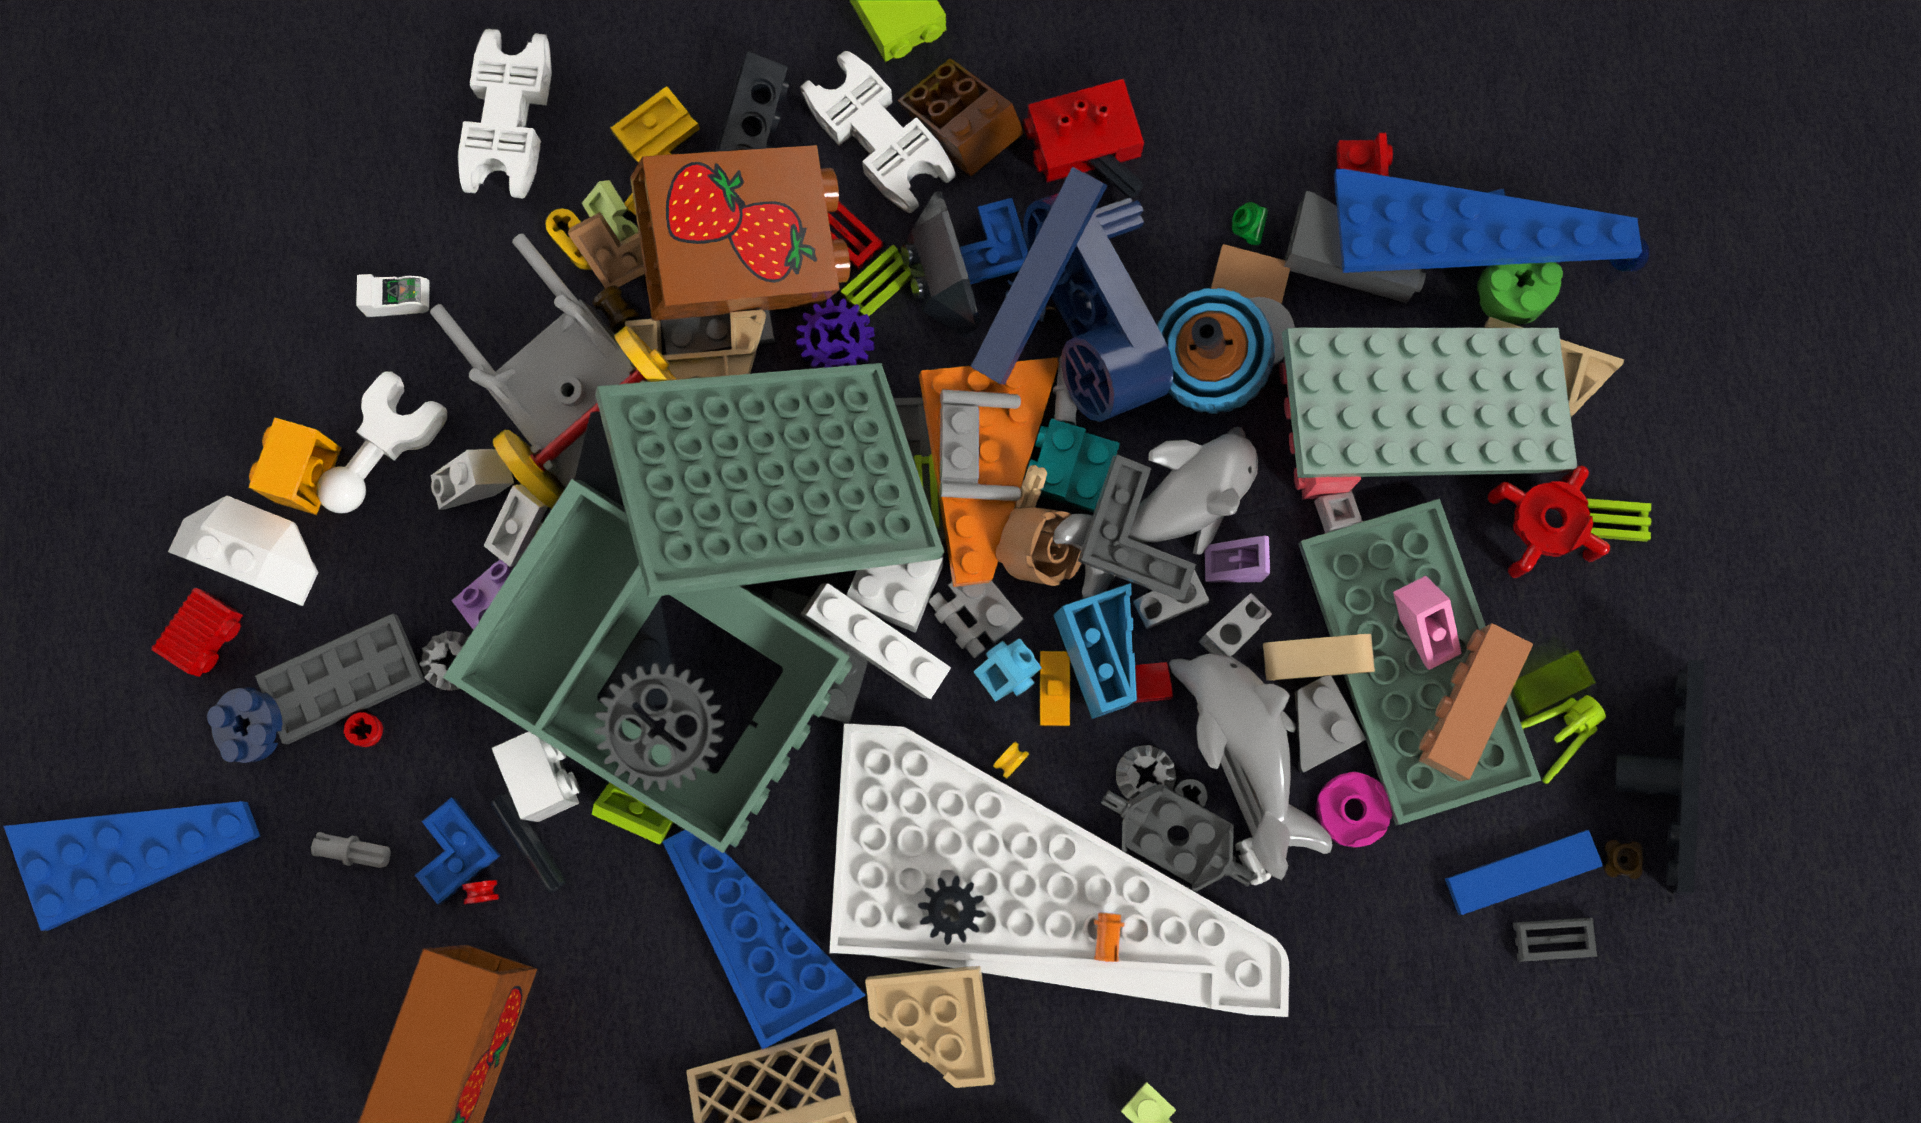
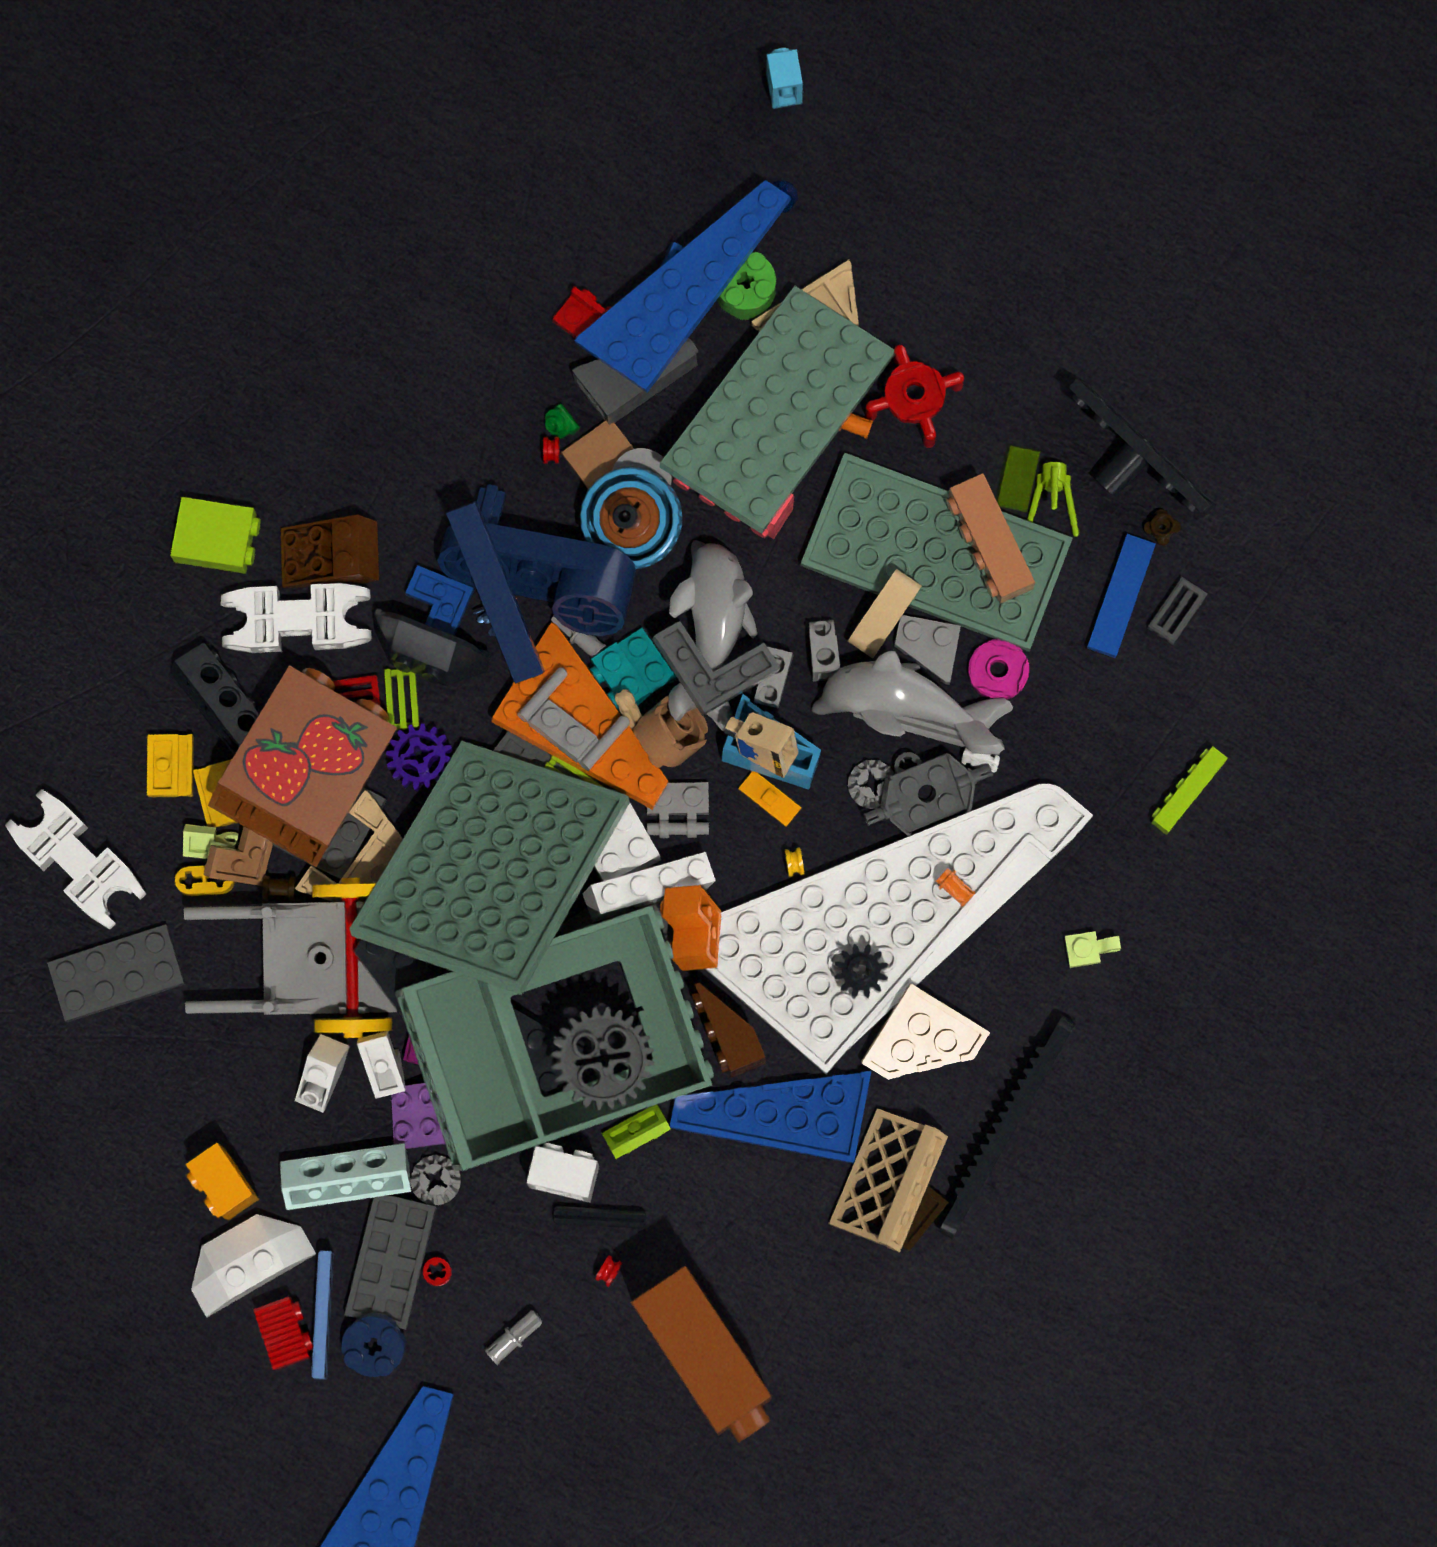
camera: 50 degrees left, 0 degrees up
(241, 656) = (322, 1315): none -> medium blue tile
(384, 433) = (244, 1108): white piece -> none
(386, 574) = (345, 1176): none -> light aqua brick
(392, 295) = (147, 1031): white leg -> none
(430, 228) = (116, 973): none -> dark grey plate
(464, 853) = (575, 1266): blue tile -> none
(793, 833) = (735, 1038): none -> reddish brown slope
(870, 715) = (695, 926): none -> orange brick
(1008, 669) = (735, 817): medium azure brick -> none
(1088, 133) = (411, 479): red piece -> none
(1098, 640) = (764, 742): none -> tan torso
(1153, 682) = (817, 730): red slope -> none
(1217, 233) = (551, 450): none -> red bush
(1238, 560) = (781, 613): lavender slope -> none
(1337, 511) = (800, 523): light grey tile -> none
(1390, 1092) = (1188, 789): none -> lime piece
(1428, 621) = (917, 526): bright pink slope -> none
(1474, 490) = (857, 425): none -> orange pin
(1621, 506) = (962, 335): lime tile -> none
(1743, 166) = (784, 77): none -> medium azure brick

